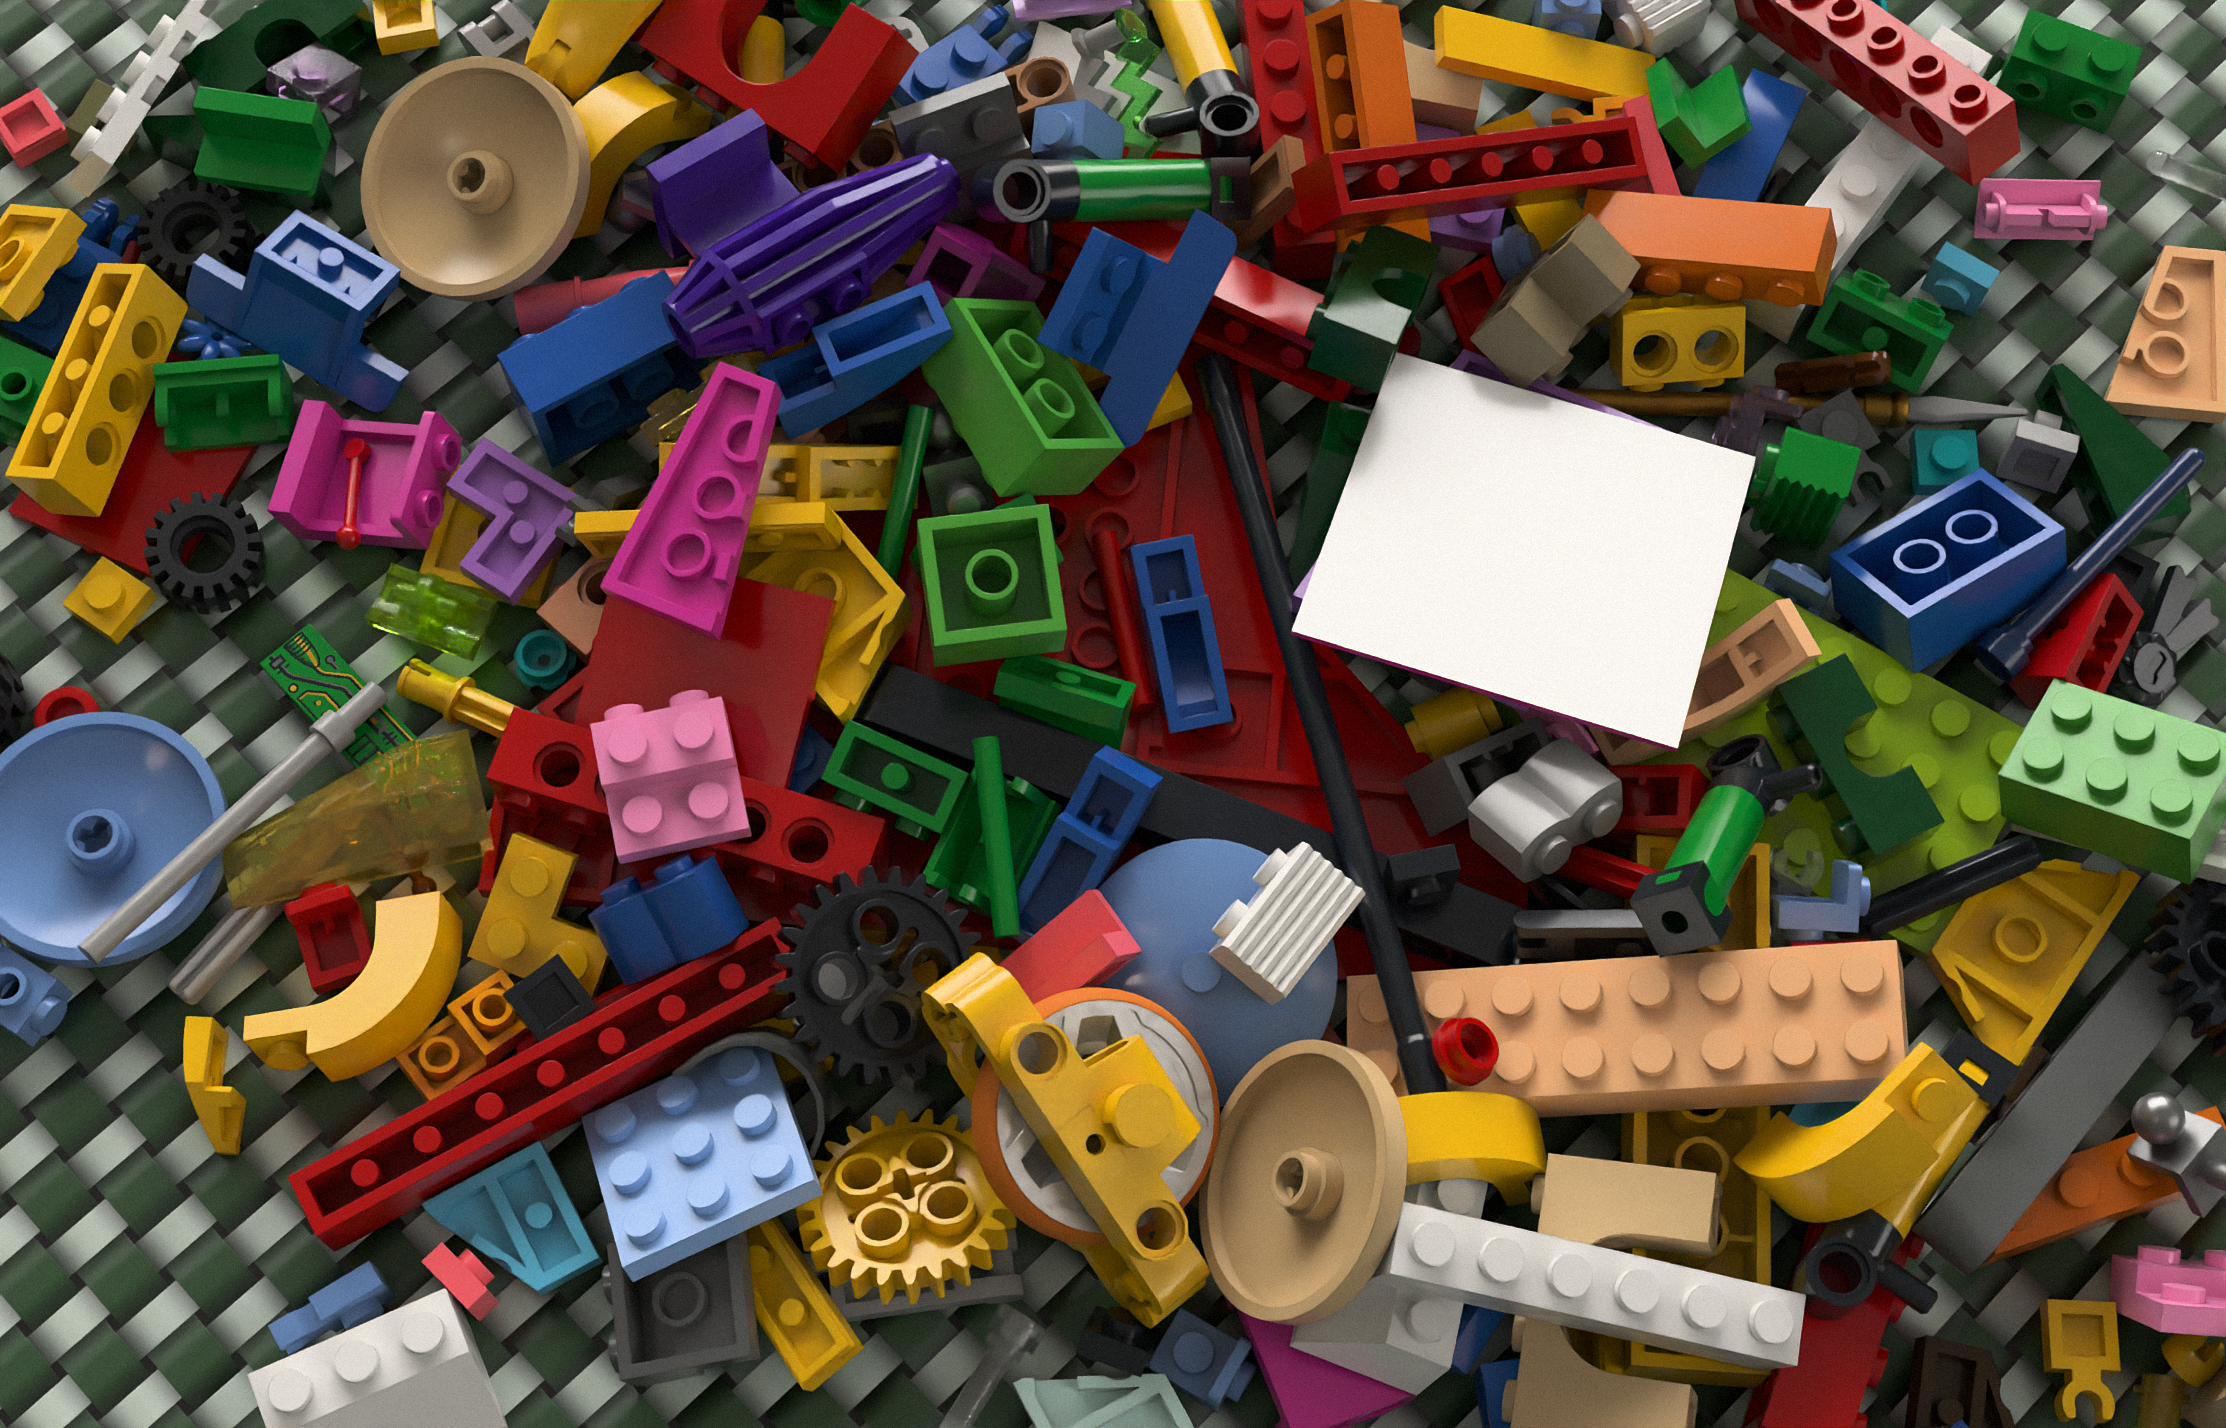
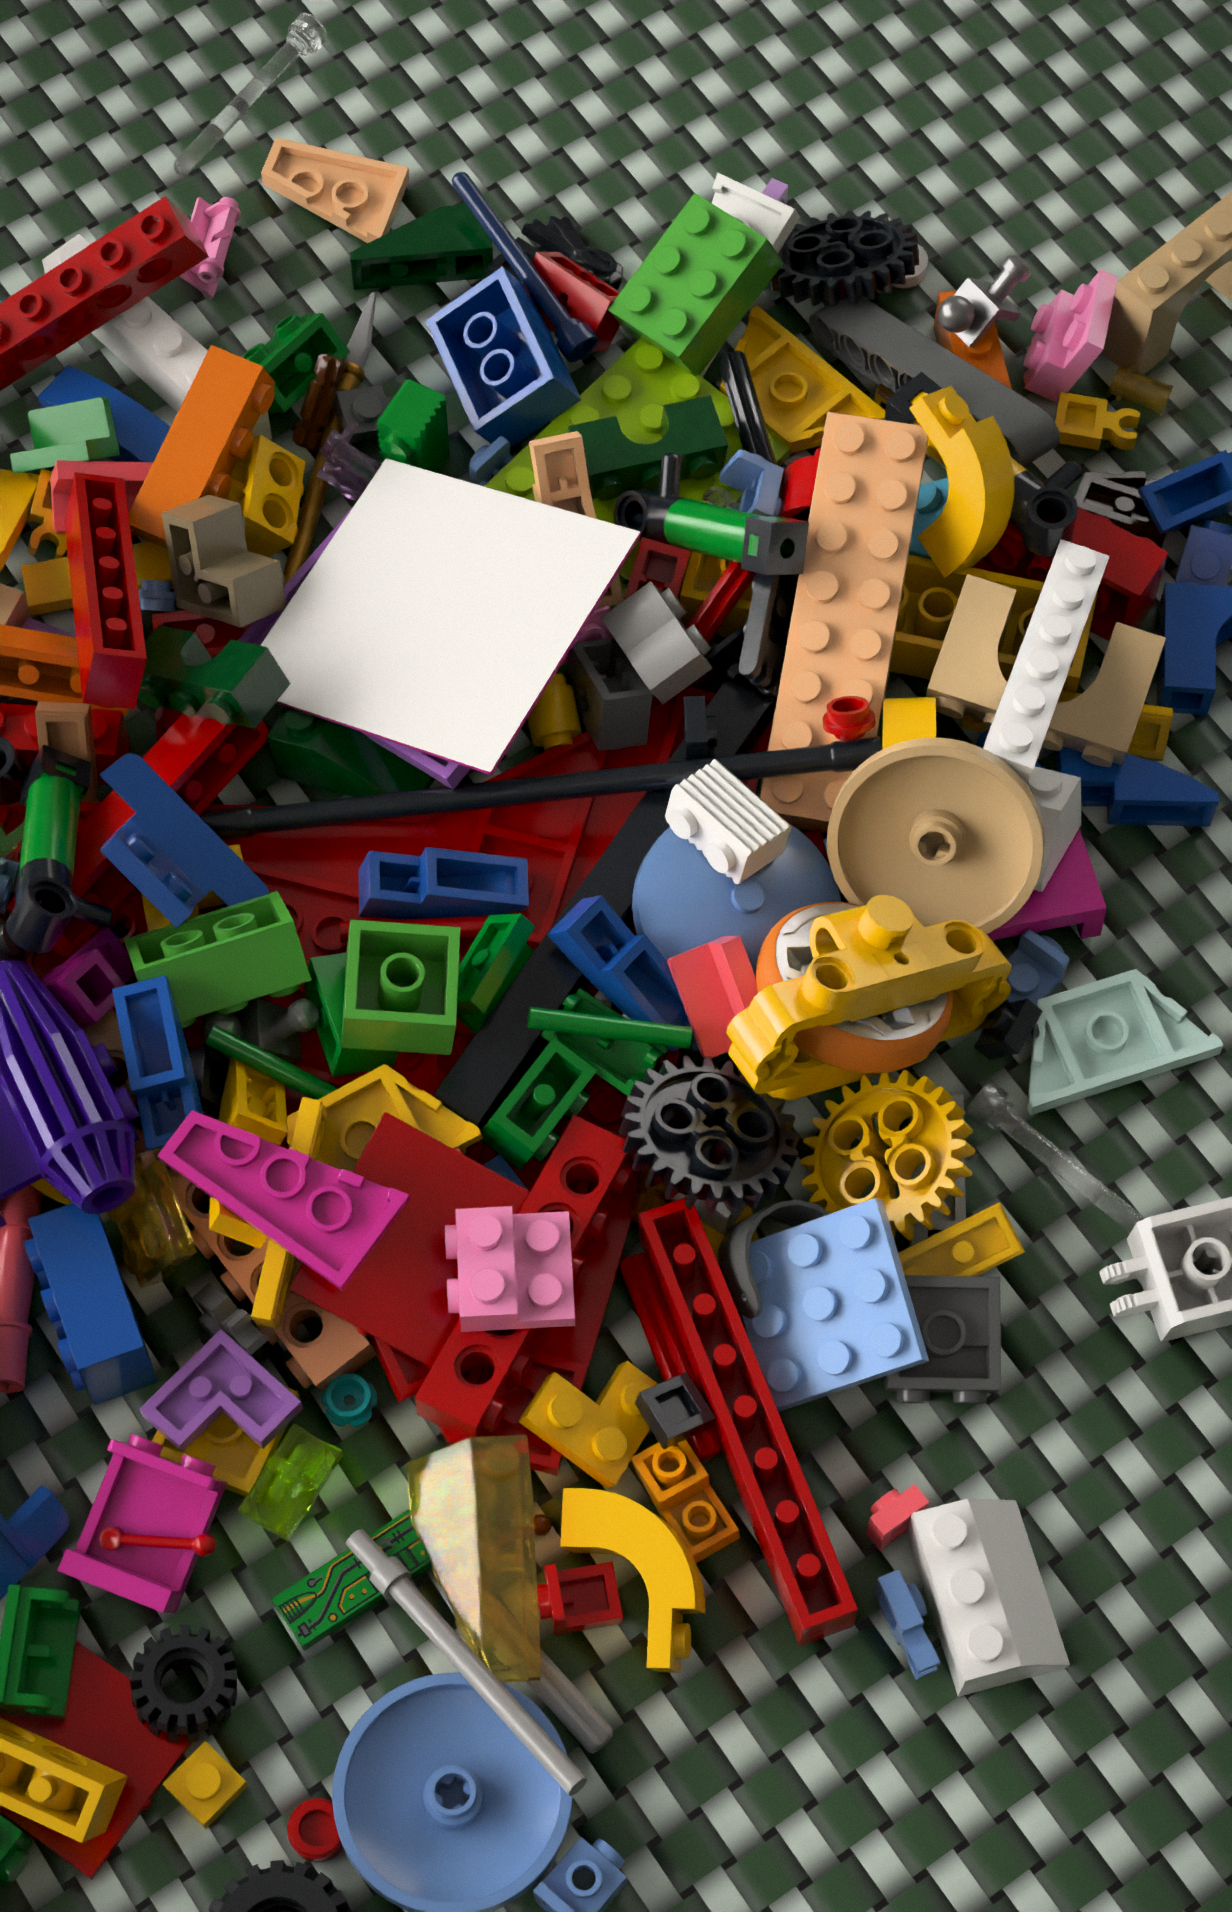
camera: 80 degrees left, 5 degrees down
(217, 1107) = (682, 1719): yellow slope -> none
(454, 697) = (374, 1474): yellow axle -> none
(520, 1220) = (852, 1465): medium azure wing -> none
(667, 918) = (622, 1304): blue brick -> none
(1941, 458) = (400, 355): teal plate -> none
(1959, 280) = (254, 308): medium azure plate -> none
(2038, 452) = (411, 290): light grey tile -> none
(2068, 71) = (95, 194): green brick -> none
(2193, 1357) = (1106, 360): yellow hinge -> none

